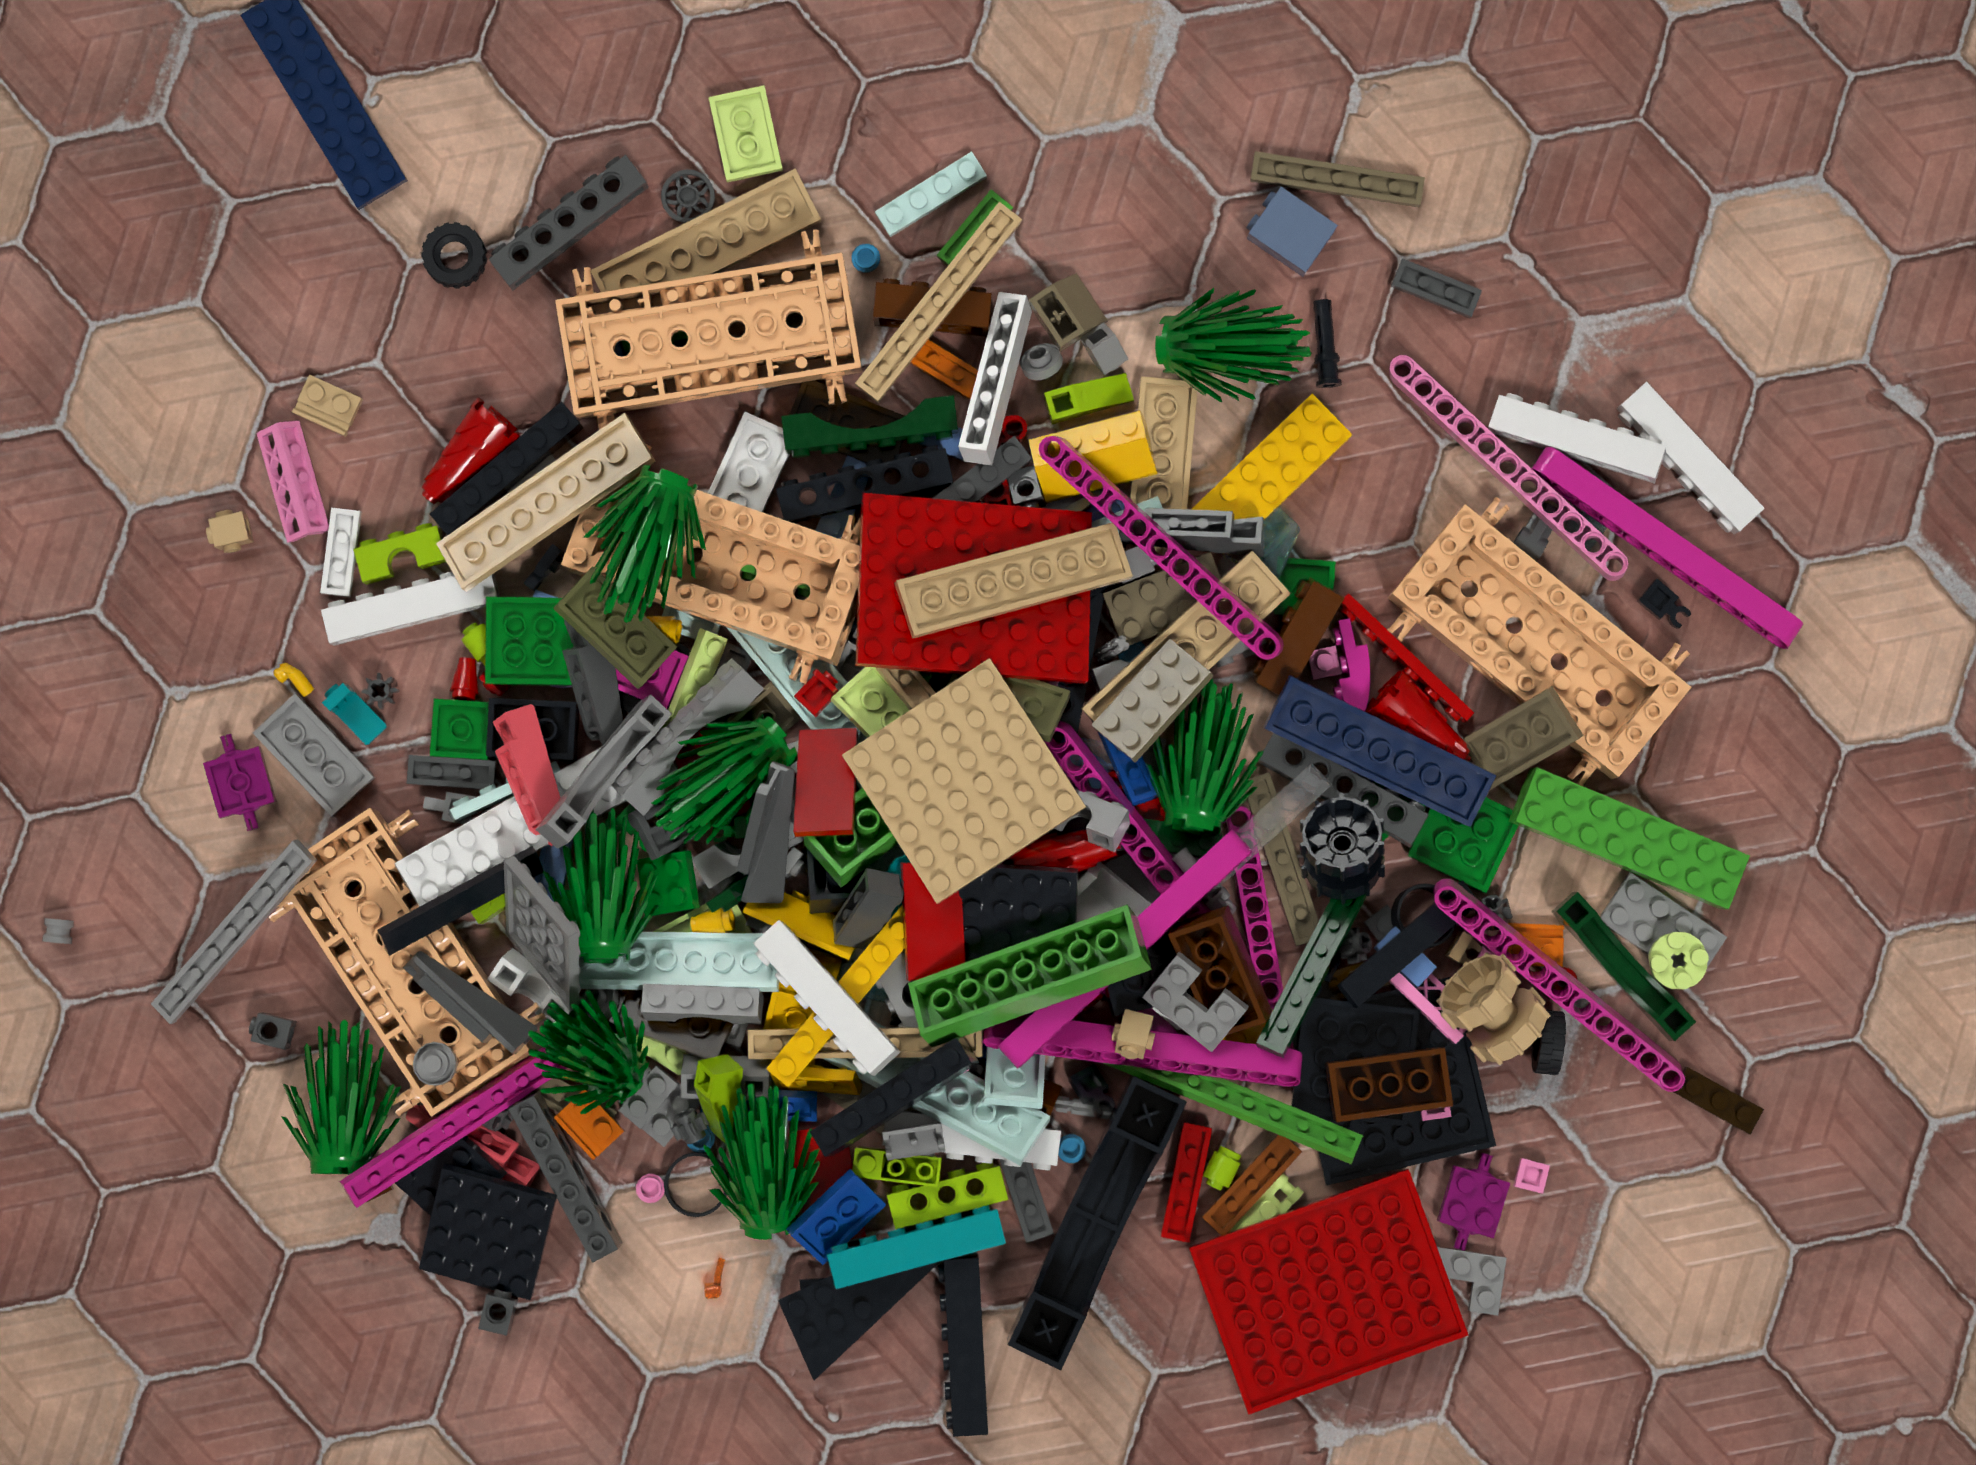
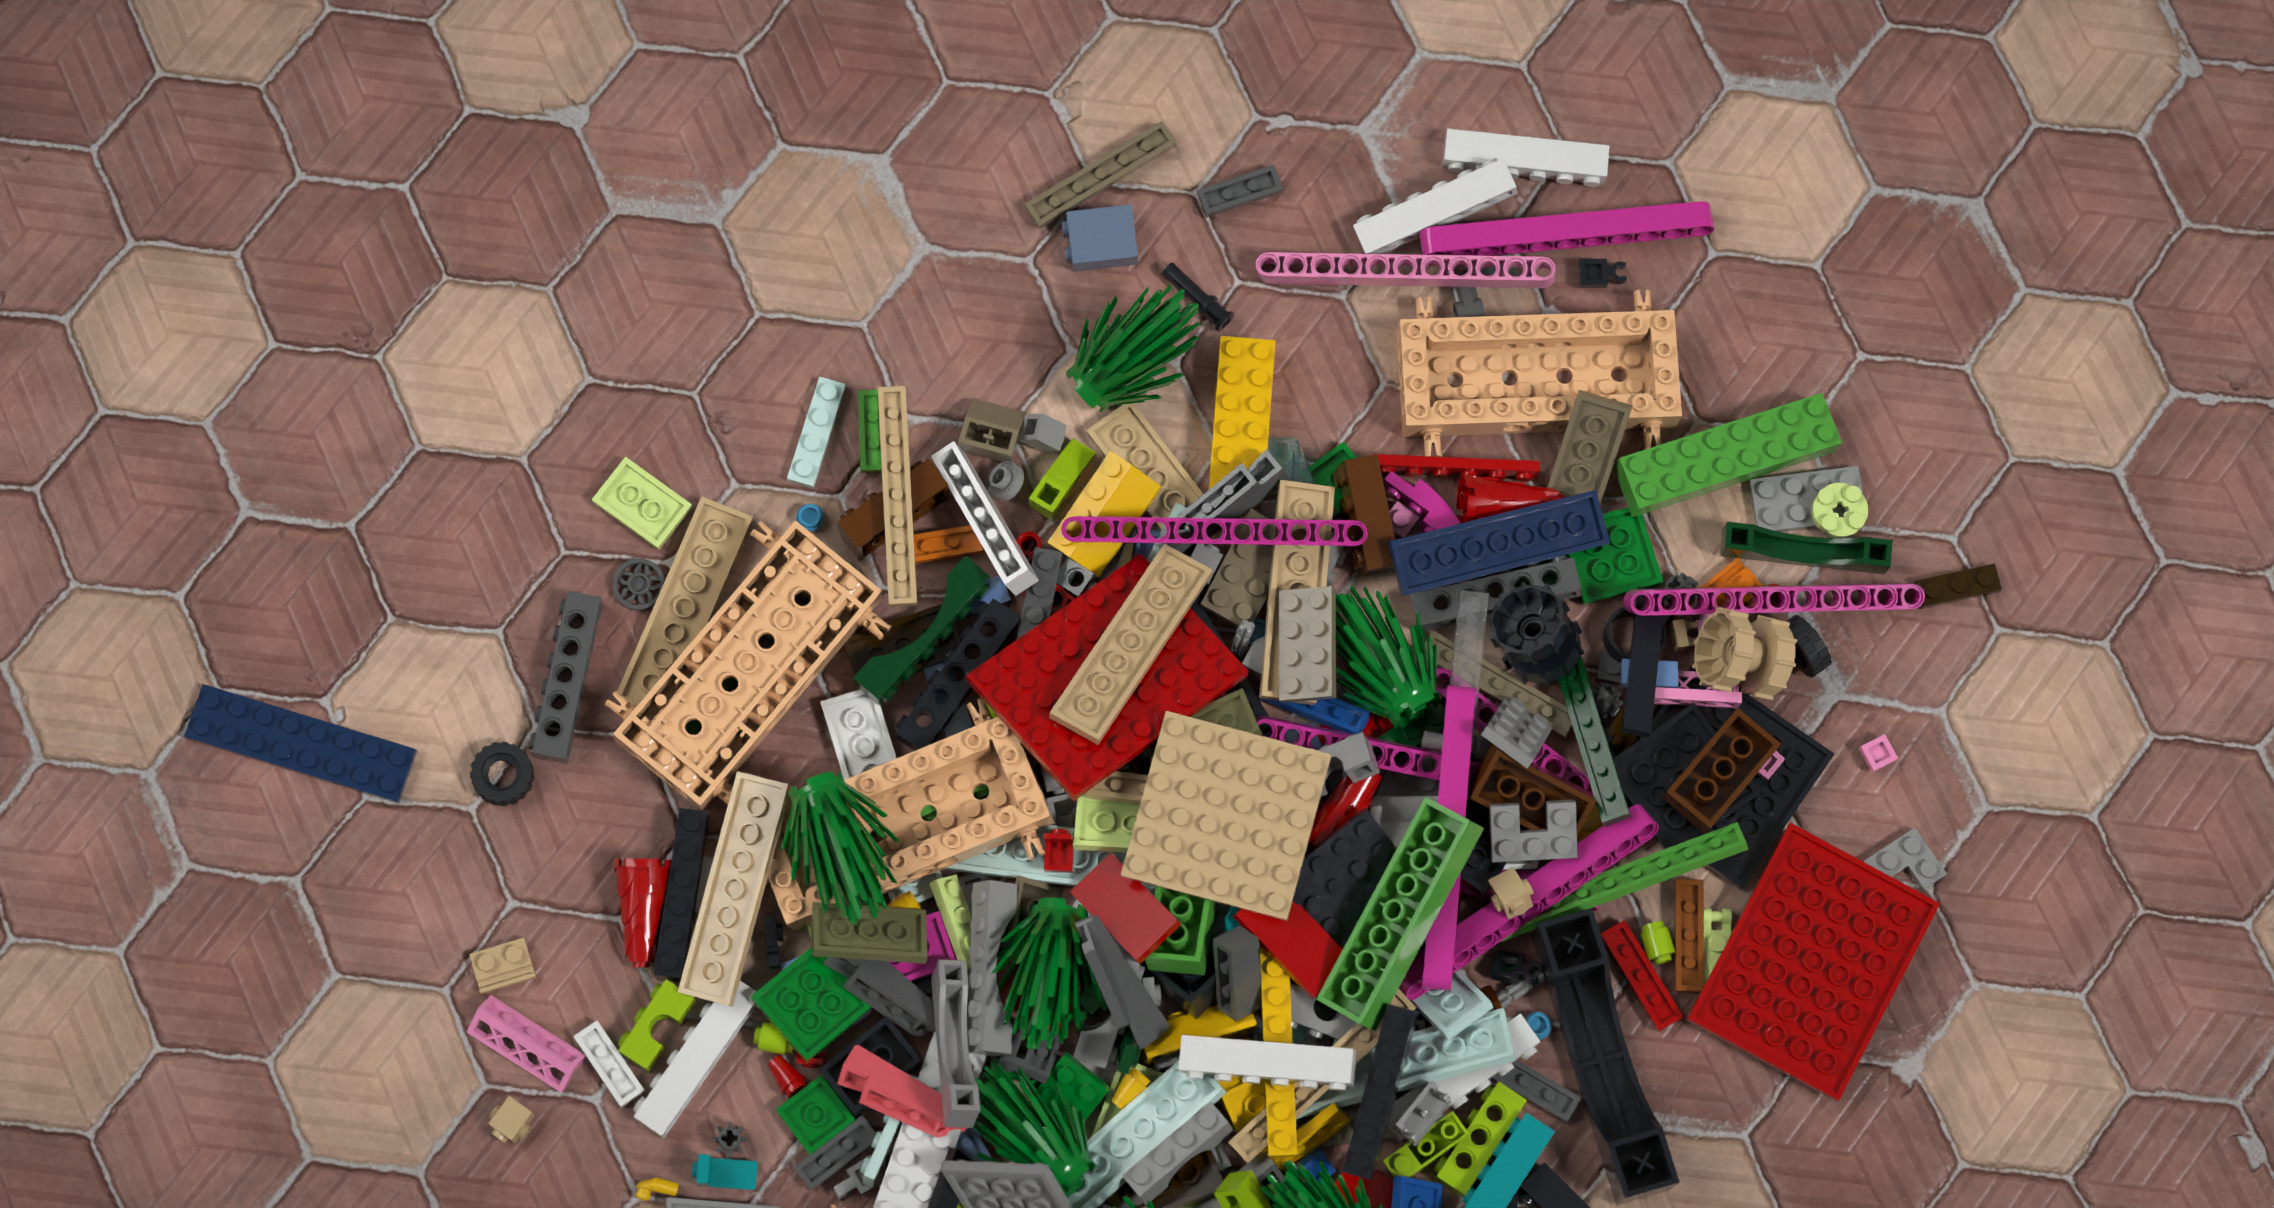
camera: 45 degrees left, 10 degrees down
(1255, 912) = (1517, 730): none -> light grey plate
(1473, 1201) = (1855, 808): magenta plate -> none

